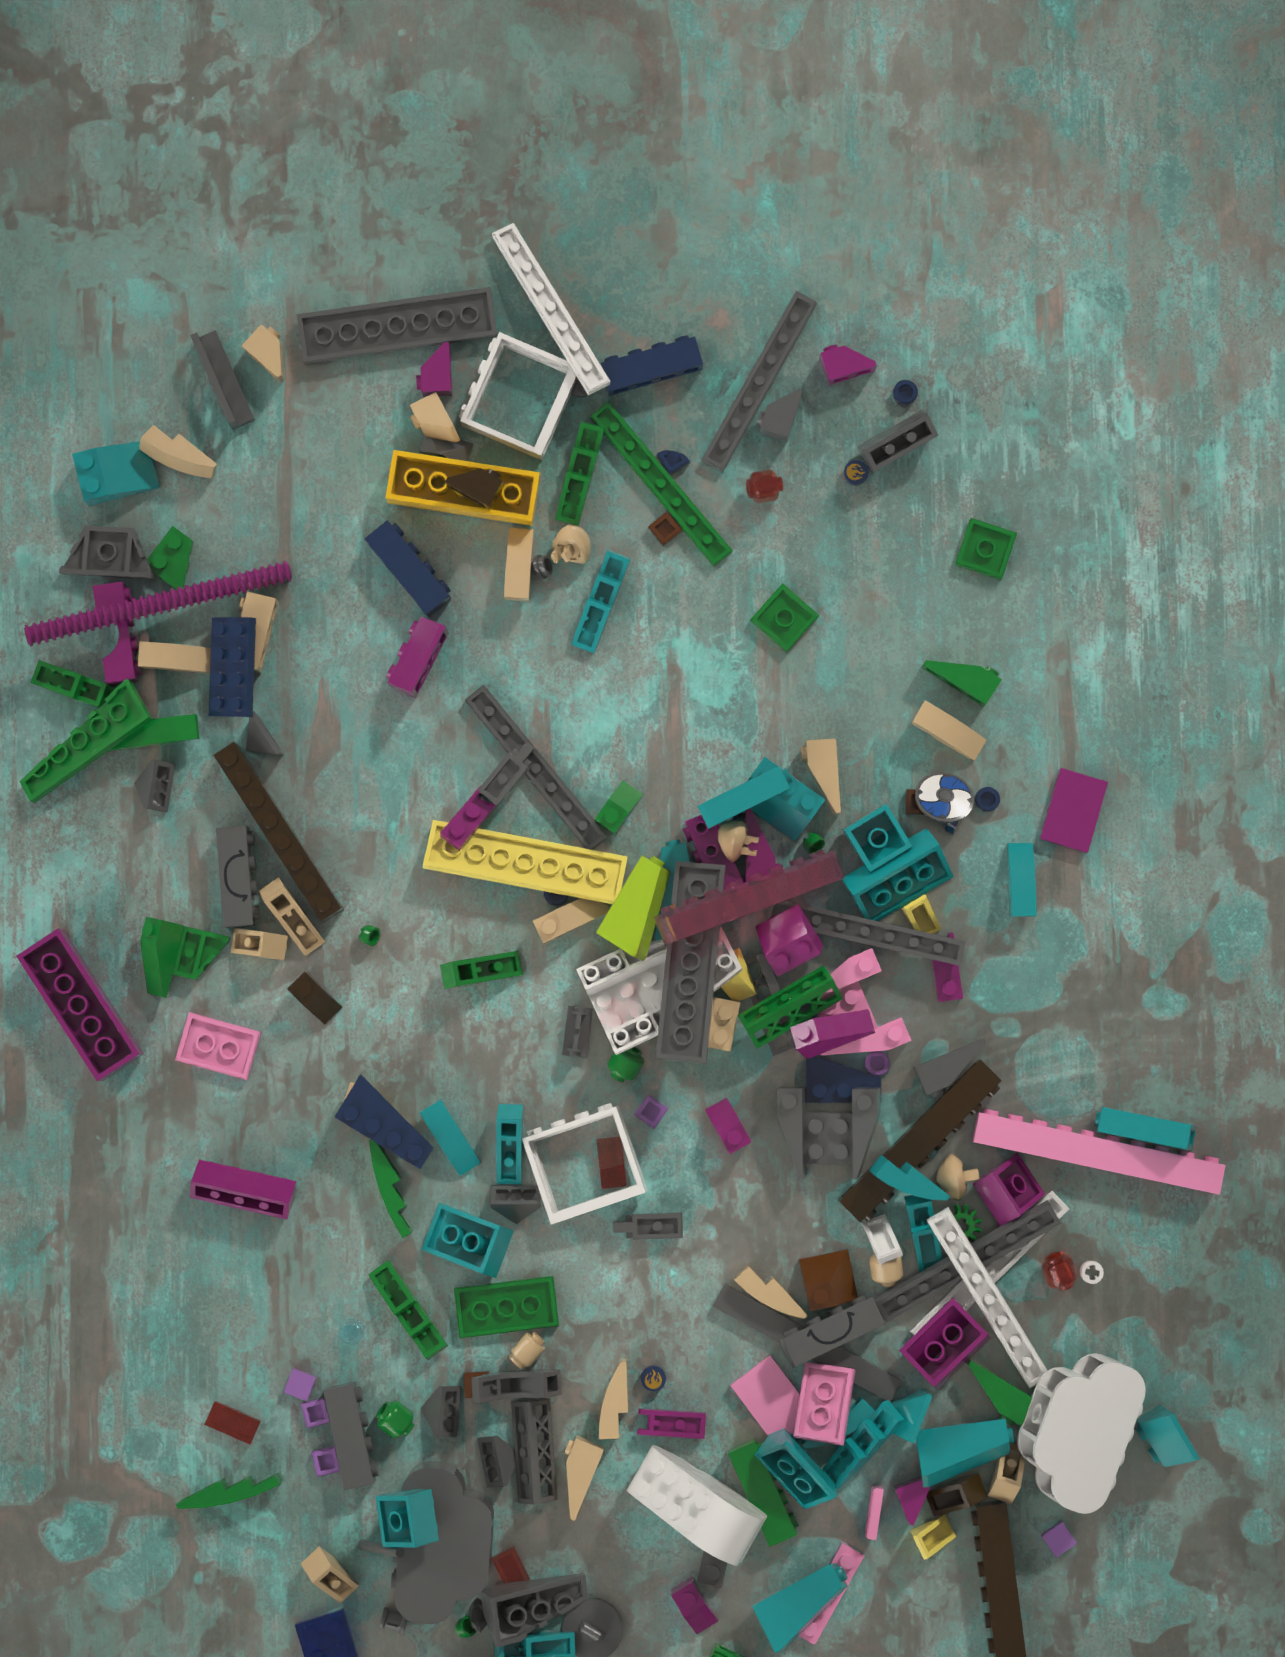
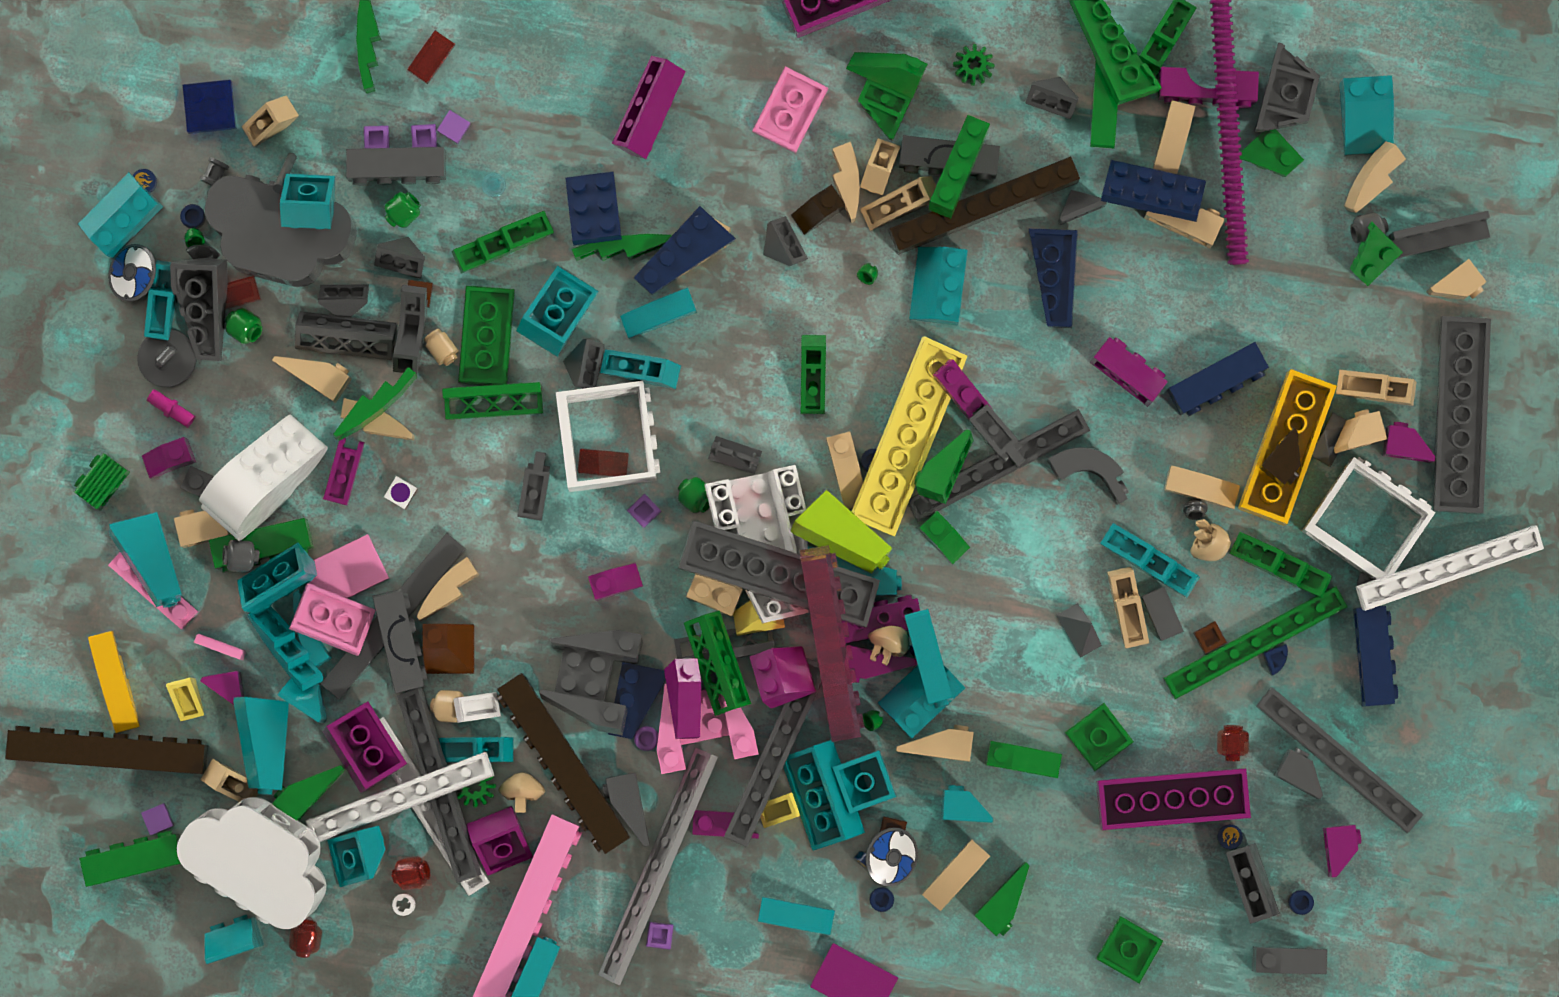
camera: 100 degrees right, 0 degrees up
(130, 875) = (971, 56): none -> green gear
(230, 448) = (1359, 228): none -> dark grey head
(245, 863) = (959, 166): none -> green brick
(255, 438) = (1374, 255): none -> green wing
(278, 973) = (847, 179): none -> tan slope
(326, 749) = (1056, 269): none -> dark blue wing
(355, 1026) = (782, 243): none -> dark grey slope
(356, 1224) = (593, 208): none -> dark blue plate
(367, 862) = (938, 285): none -> teal slope
(386, 412) = (1376, 387): none -> tan slope
(442, 1634) = (192, 216): none -> dark blue tile
(514, 672) = (1092, 461): none -> dark grey arch
(544, 1557) = (243, 325): none -> green head
(552, 821) = (943, 469): none -> green slope
(561, 1287) = (492, 391): none -> green fence
(607, 1411) = (368, 410): none -> green slope
(643, 1614) = (170, 408): none -> dark pink pin
(651, 579) = (1162, 613): none -> dark grey tile
(651, 613) = (1128, 607): none -> tan slope
(653, 1378) = (390, 462): dark blue tile -> none
(681, 1361) = (400, 492): none -> tile
(683, 657) = (1079, 630): none -> dark grey slope
(760, 1562) = (197, 528): none -> tan brick
(780, 1511) = (240, 556): none -> dark grey head
(822, 687) = (1023, 759): none -> green slope
(831, 533) = (1173, 799): none -> magenta brick
(882, 737) = (962, 806): none -> teal slope
(907, 1179) = (528, 741): teal slope -> none
(931, 1613) = (114, 682): none -> yellow slope
(956, 1495) = (219, 729): dark brown slope -> none
(964, 393) = (1289, 960): none -> dark grey slope
(1001, 1026) = (657, 866): none -> light grey plate
(1053, 1329) = (357, 855): none -> teal slope
(1068, 1010) = (659, 935): none -> medium lavender tile
(1106, 1557) = (130, 860): none -> green brick
(1147, 1363) = (305, 938): none -> clear red head

